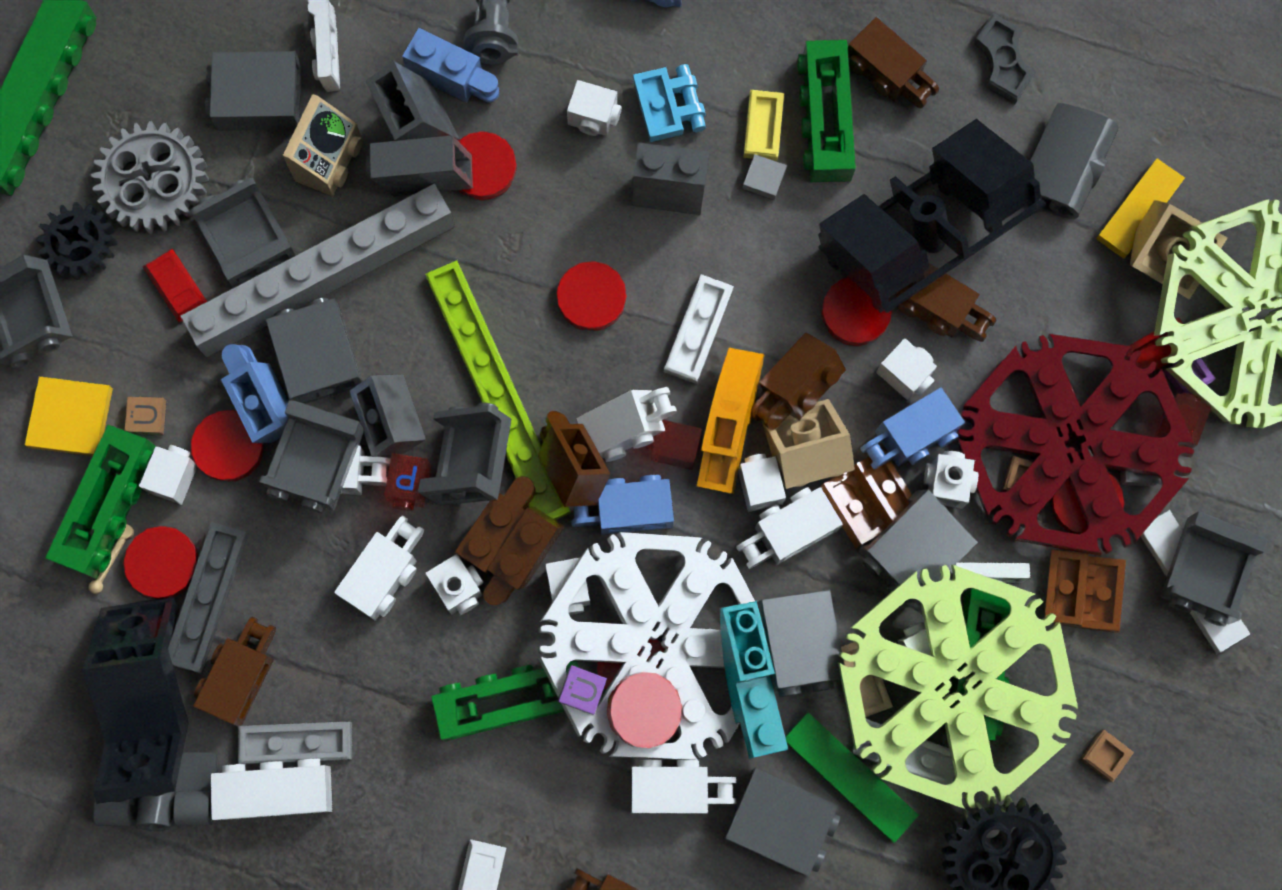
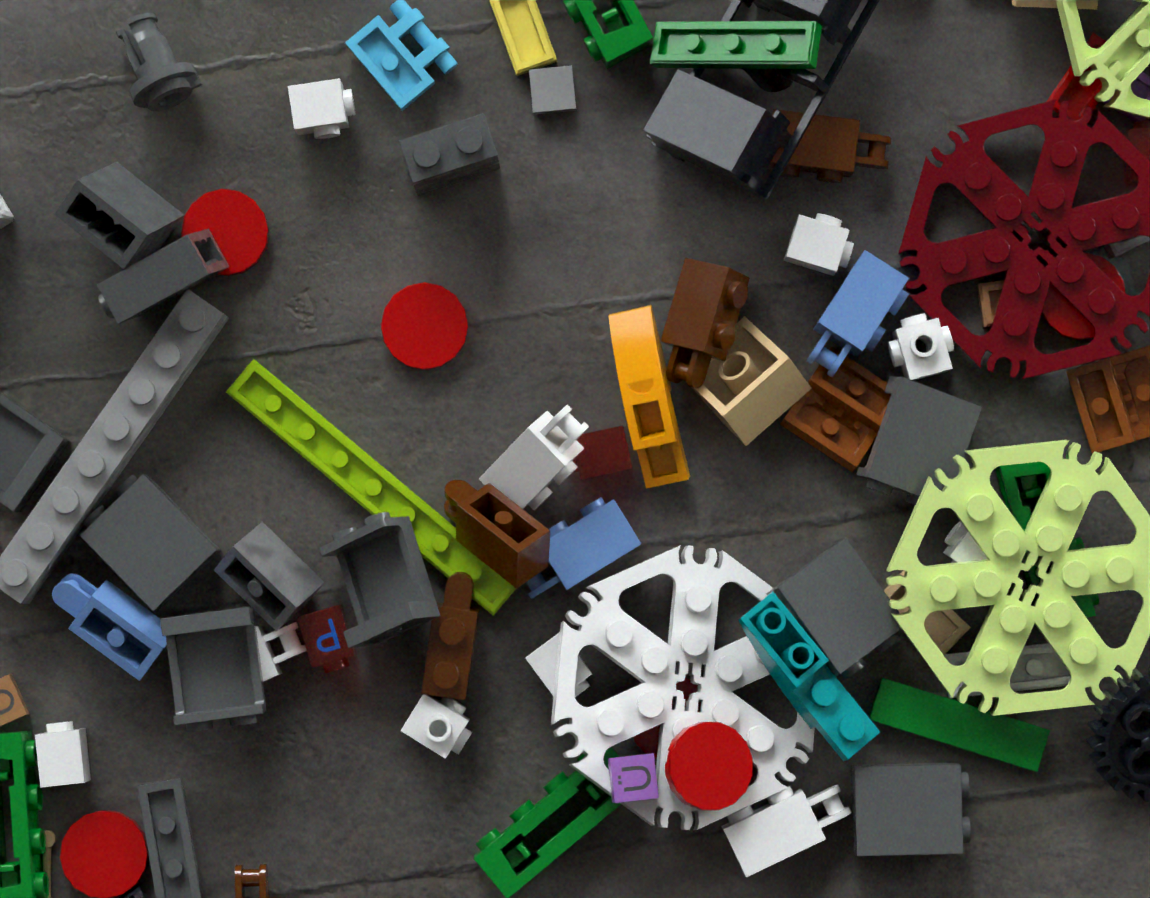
camera: 20 degrees left, 10 degrees up
(224, 447) = (105, 696): red tile -> none
(322, 147) = (39, 304): slope -> none
(381, 571) = (349, 749): white brick -> none
(449, 68) = (131, 137): medium blue brick -> none
(521, 554) = (493, 658): reddish brown brick -> none
(698, 329) = (562, 305): white tile -> none
(761, 482) = (715, 450): white brick -> none
(792, 527) = (773, 485): white brick -> none
(851, 314) = (725, 209): red tile -> none
(916, 196) = (736, 44): none -> tile
(999, 571) = (1013, 428): white tile -> none

